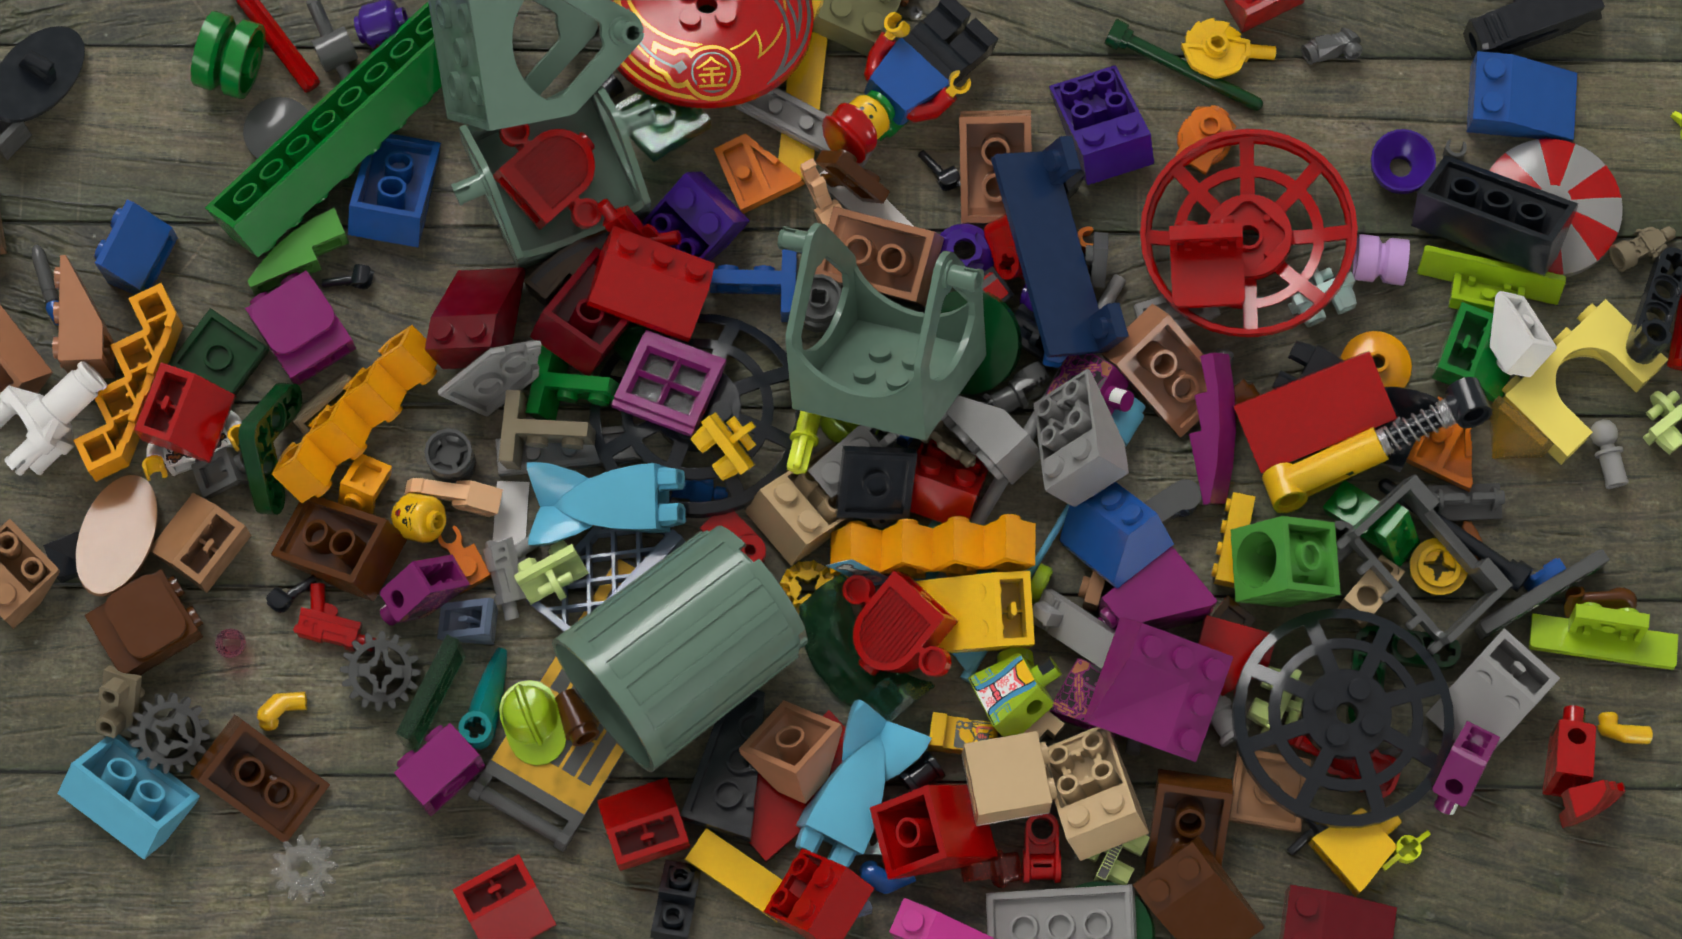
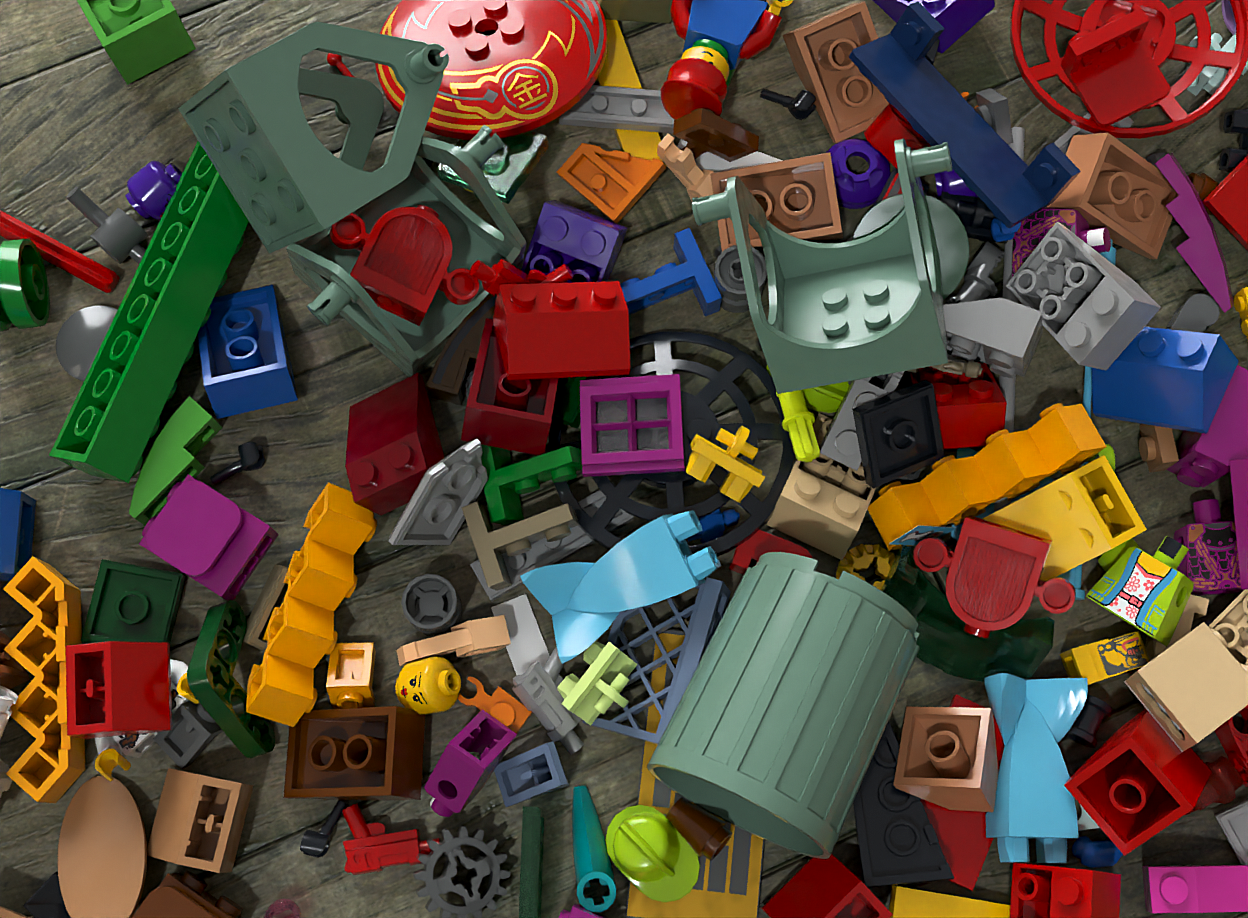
camera: 25 degrees left, 0 degrees up
(1073, 626) = (1178, 495): light grey hinge -> none

